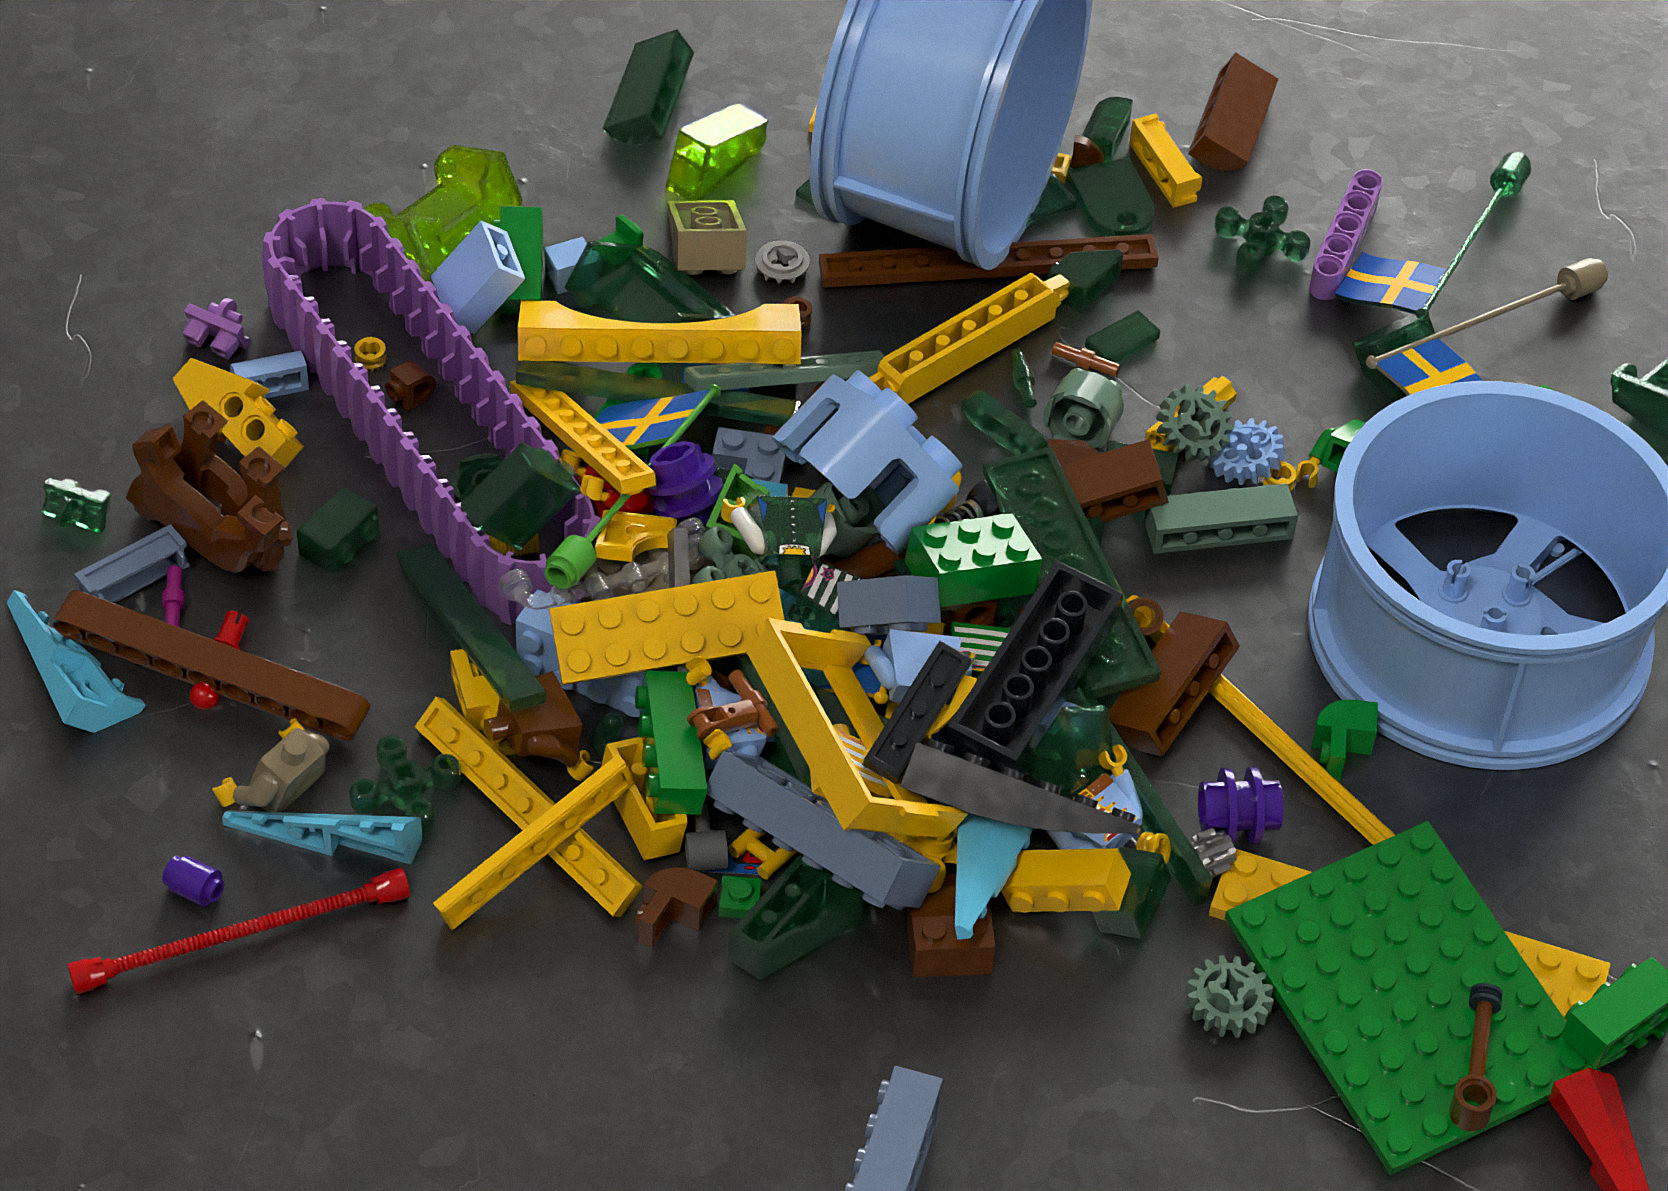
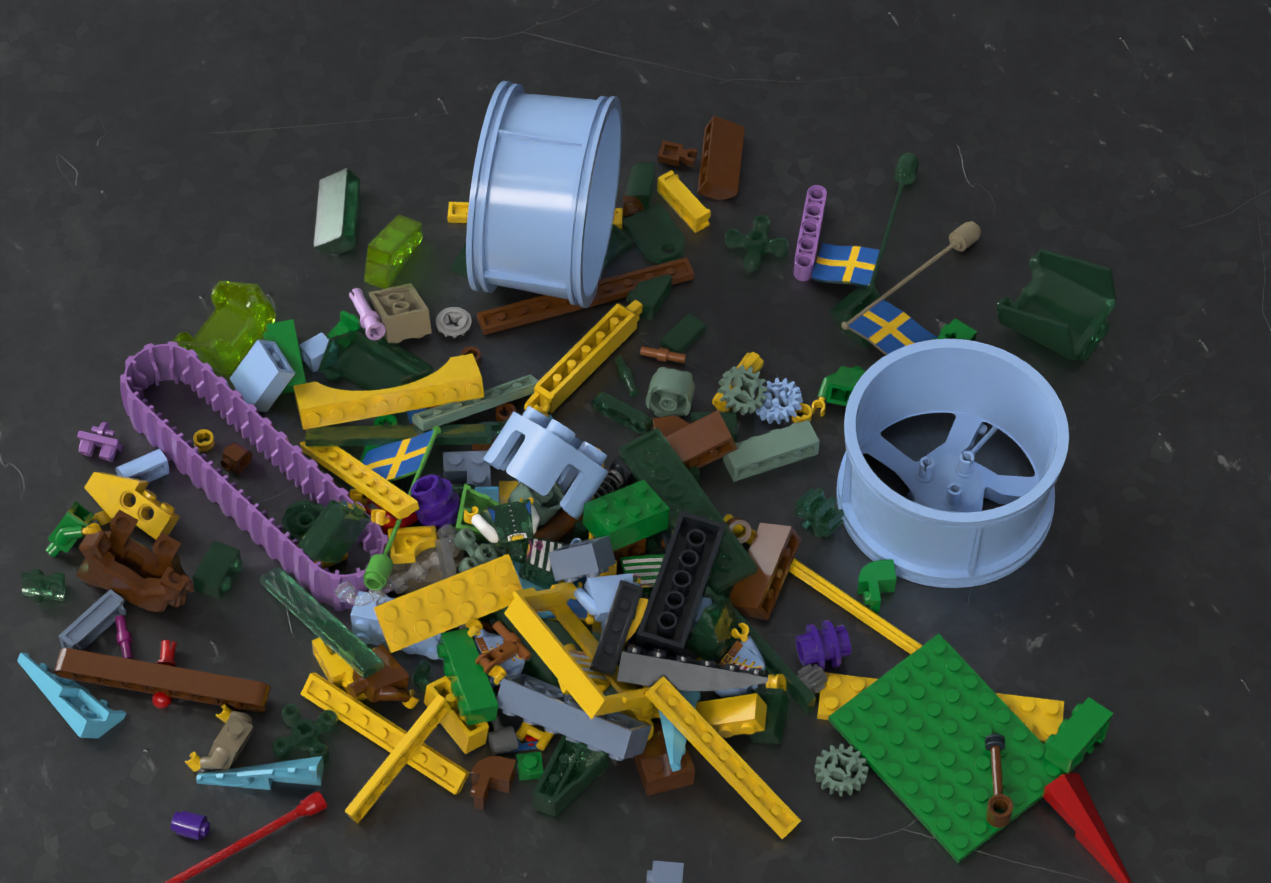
camera: 10 degrees left, 5 degrees up
(129, 426) = (73, 527): none -> green torso
(657, 232) = (368, 318): none -> lavender pin
(1043, 936) = (722, 757): none -> yellow plate
(1167, 96) = (673, 154): none -> reddish brown plate
(1275, 615) = (819, 512): none -> clear green gear

